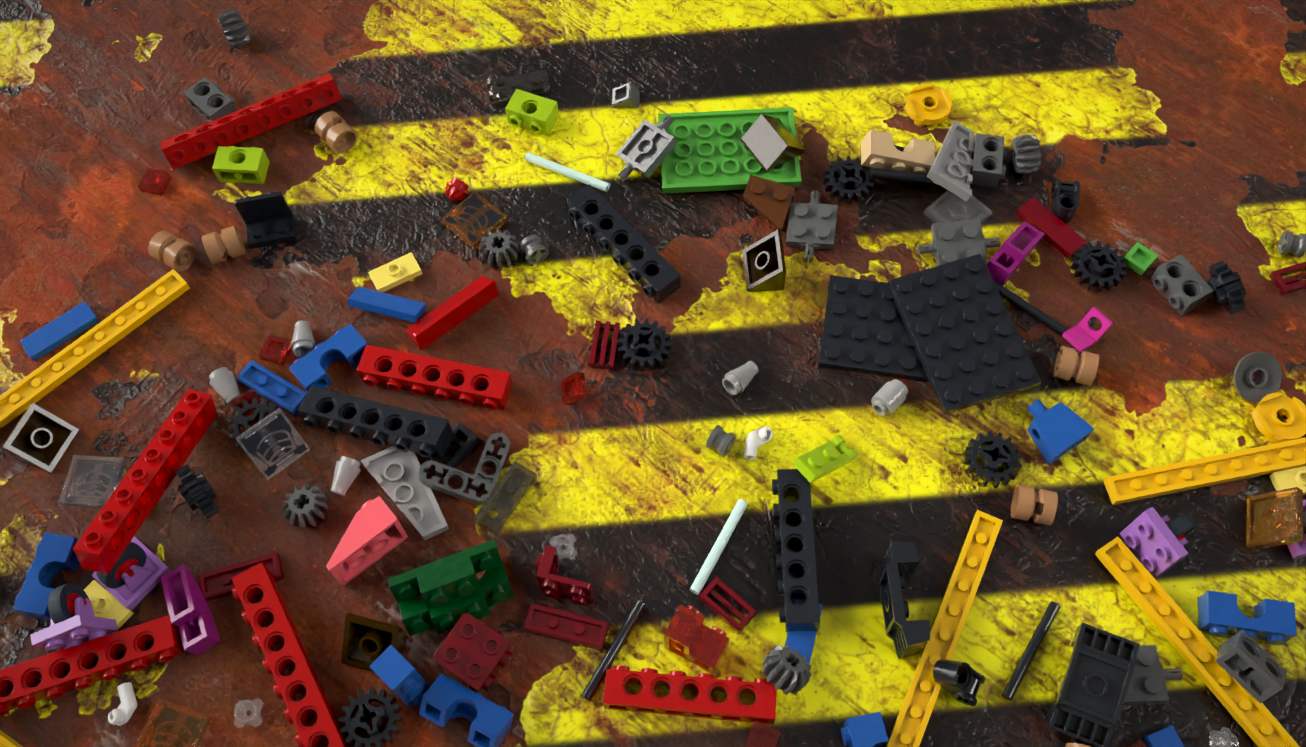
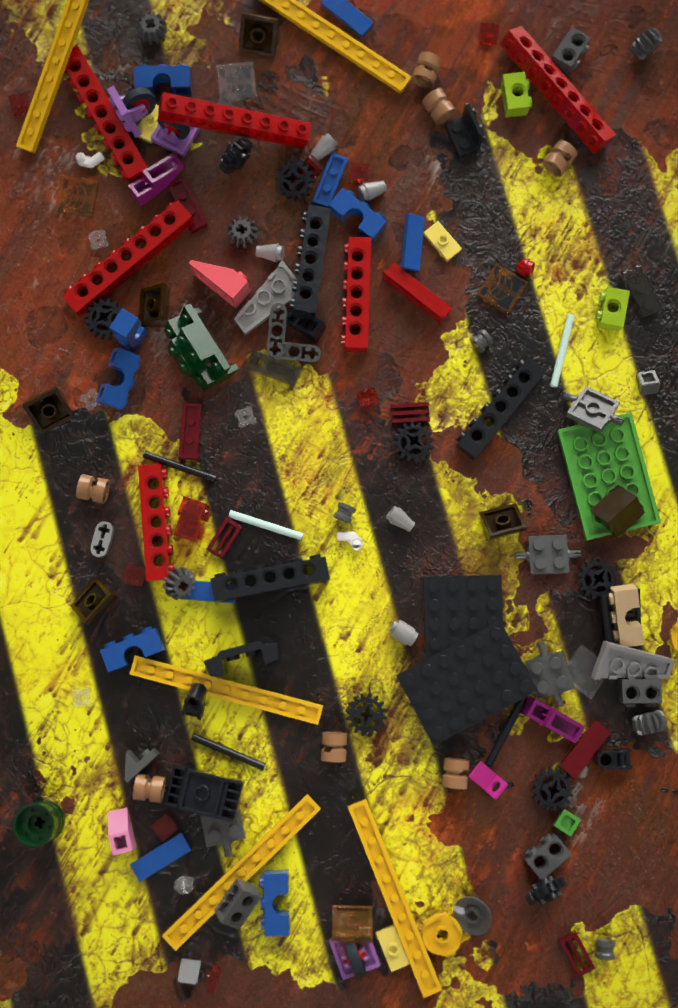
camera: 75 degrees right, 20 degrees up
(273, 443) = (282, 195): tile -> none
(473, 653) = (155, 373): dark red bracket -> none
(499, 248) = (475, 307): dark grey gear -> none
(558, 586) = (220, 409): dark red bracket -> none
(769, 199) = (563, 517): reddish brown wing -> none
(825, 459) = (340, 590): lime plate -> none
(1056, 430) = (399, 760): blue torso -> none
(1158, 540) = (320, 839): medium lavender plate -> none

